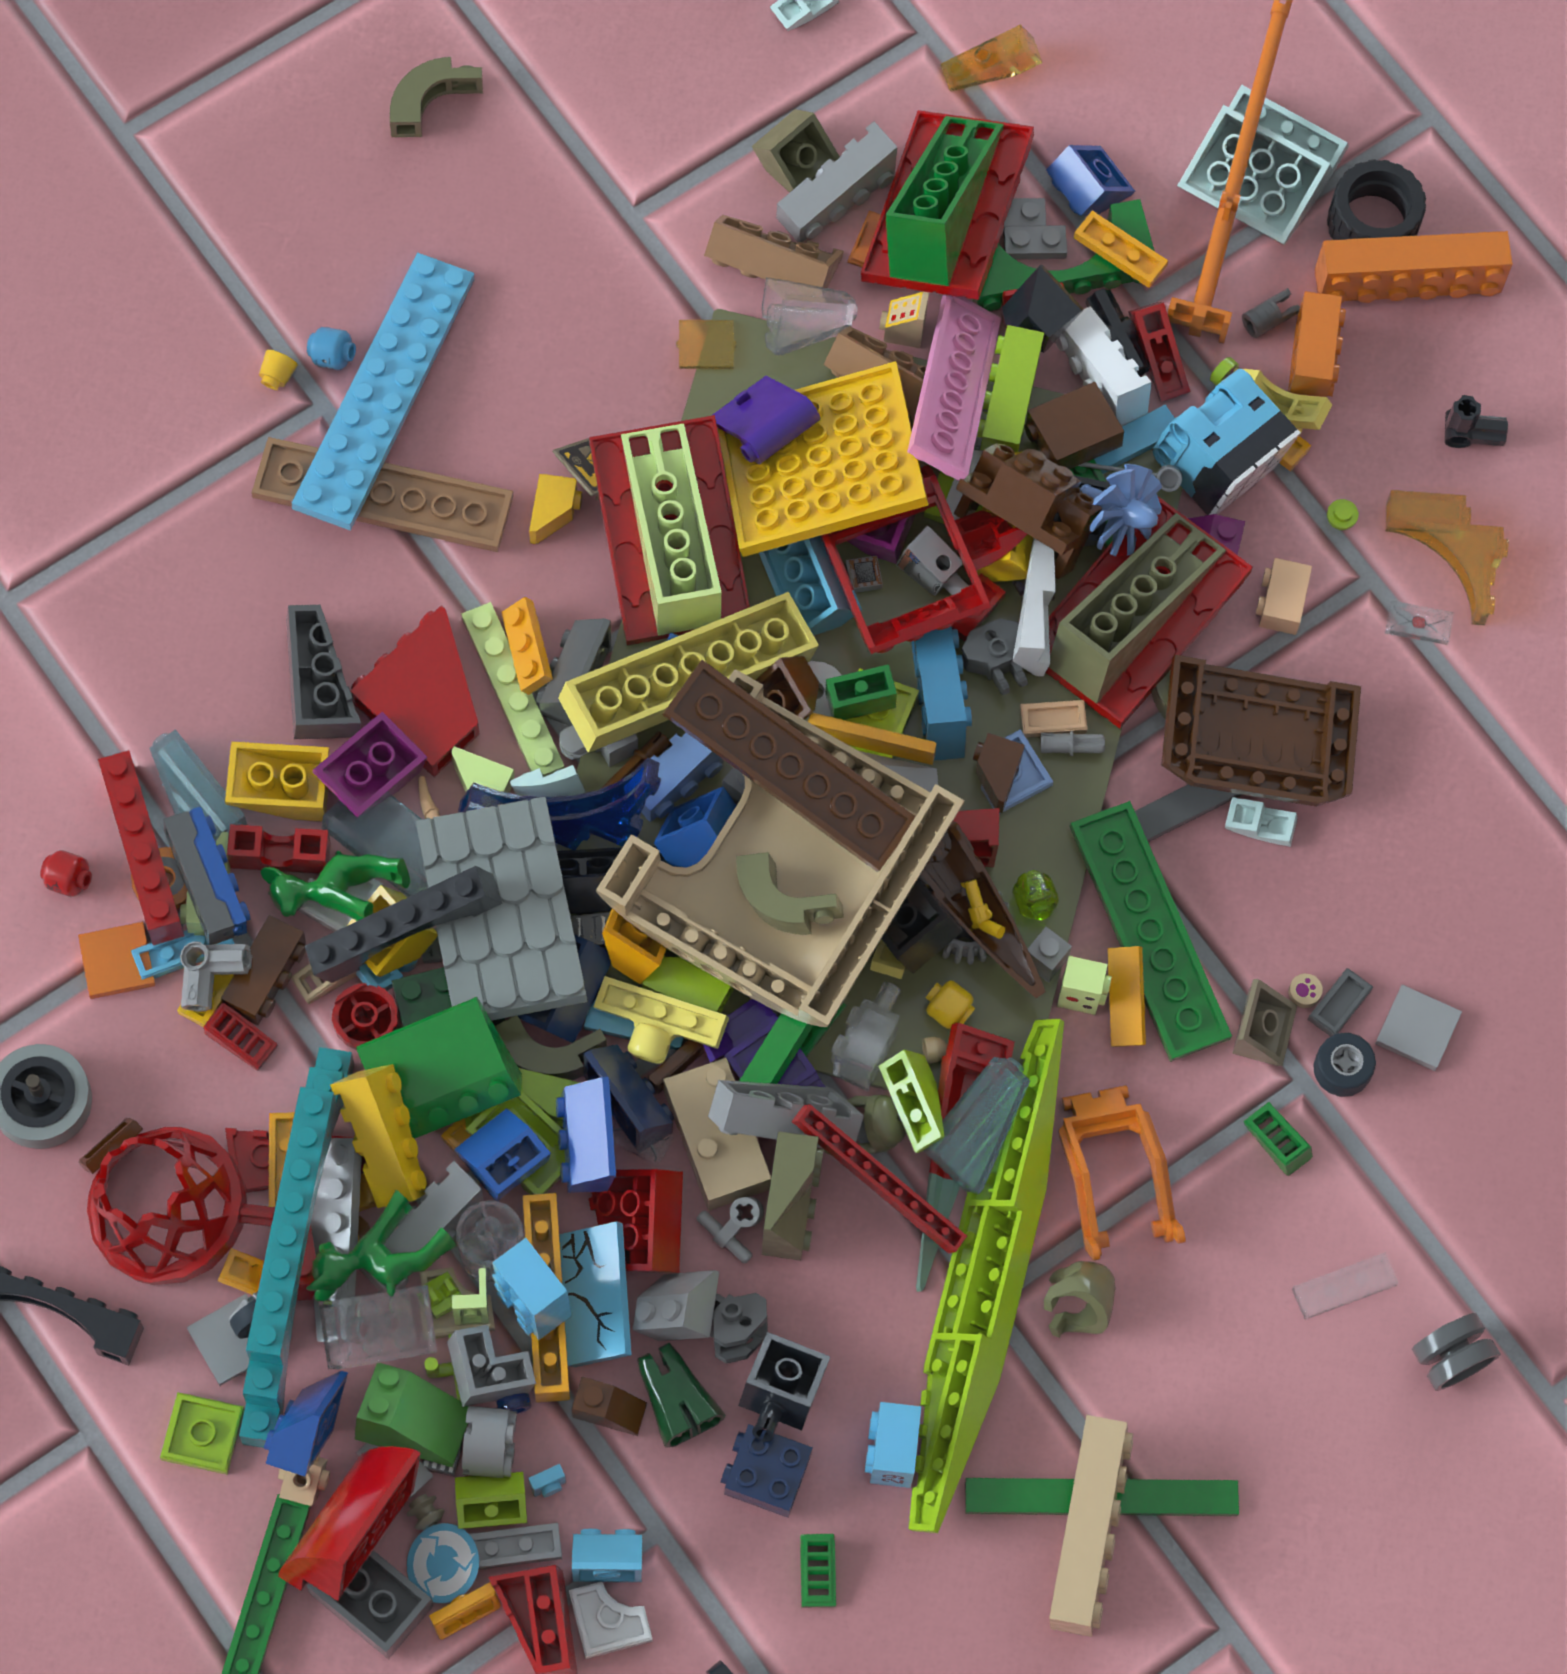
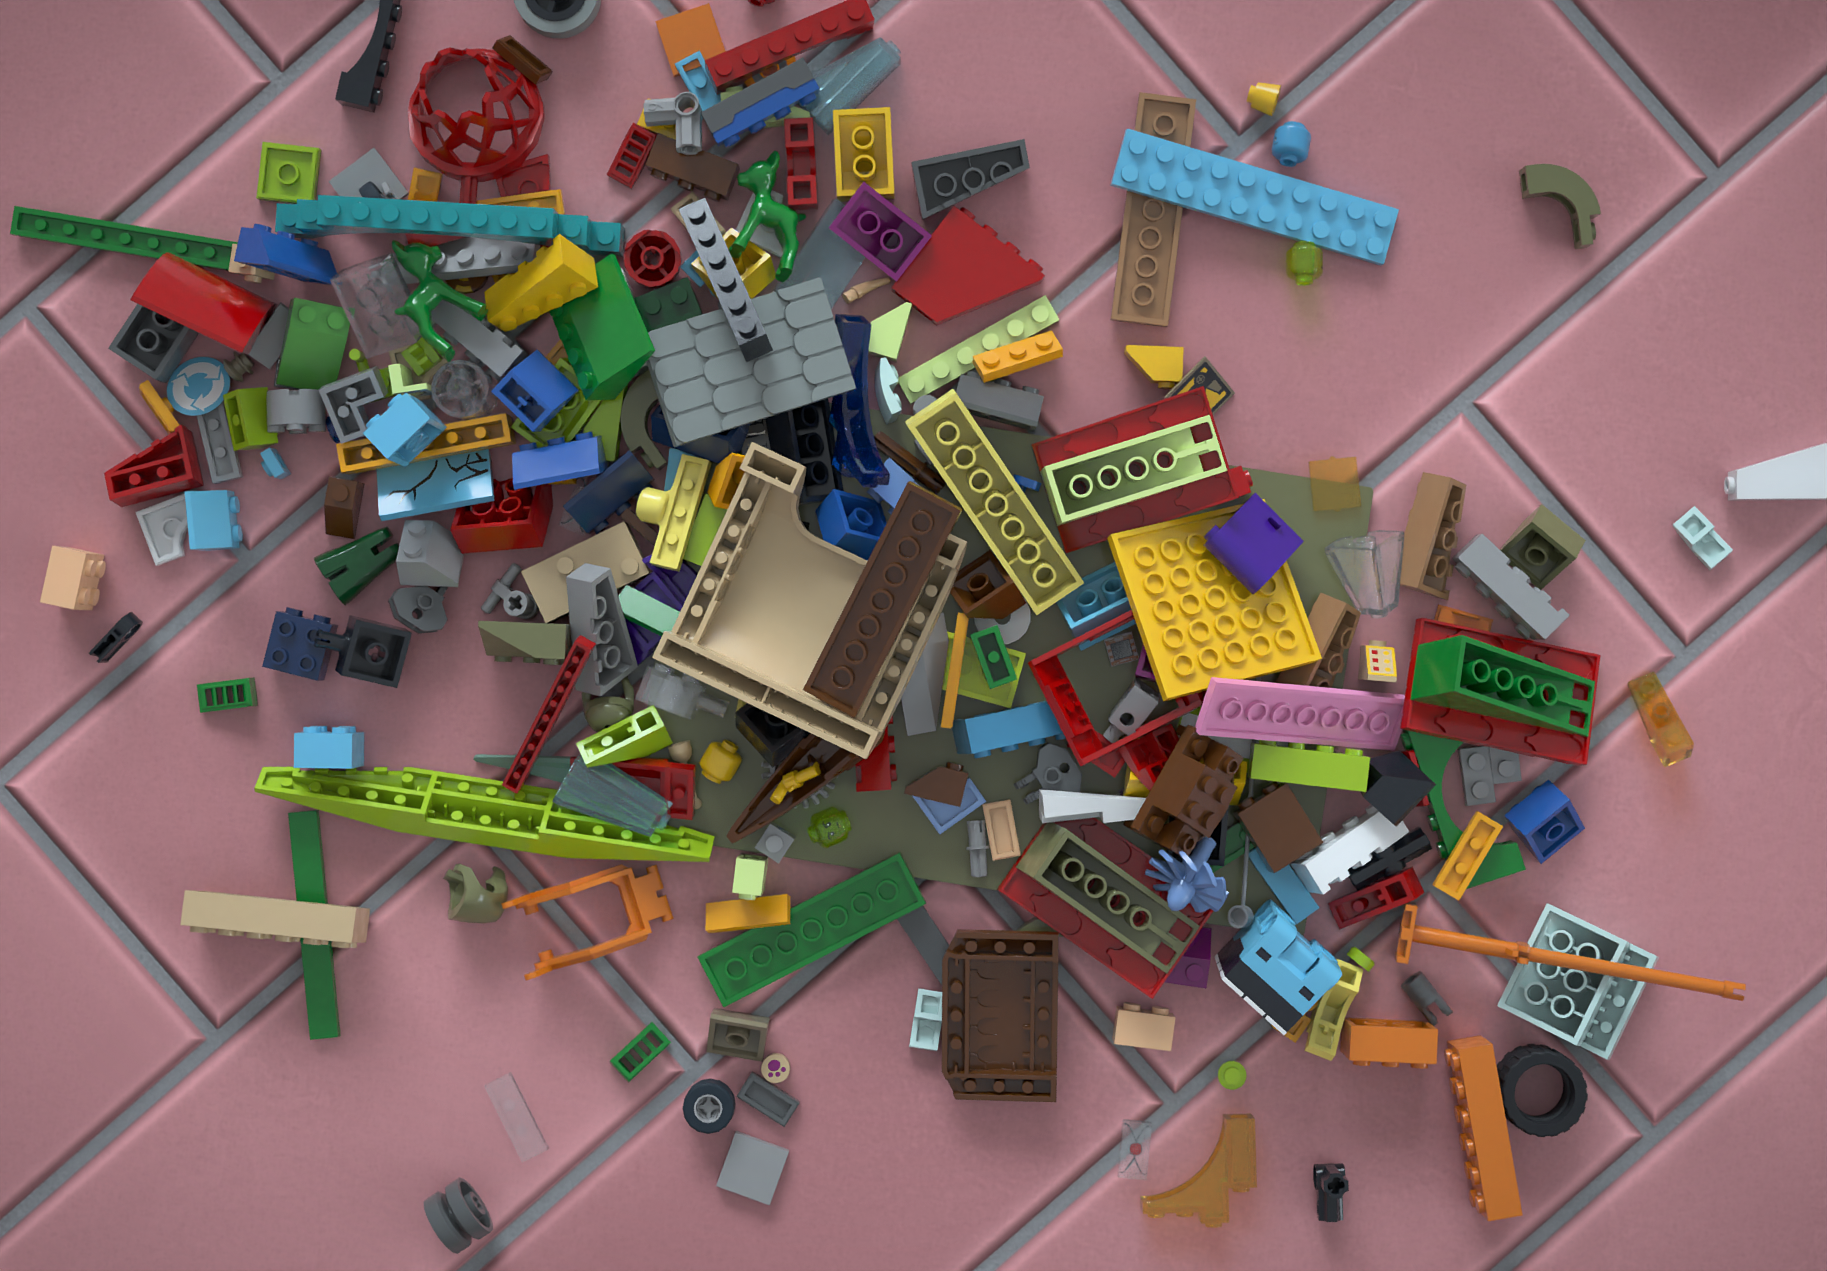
camera: 90 degrees right, 20 degrees up
(462, 349) = (1304, 262): none -> clear neon green head
(789, 914) = (775, 591): olive arch -> none

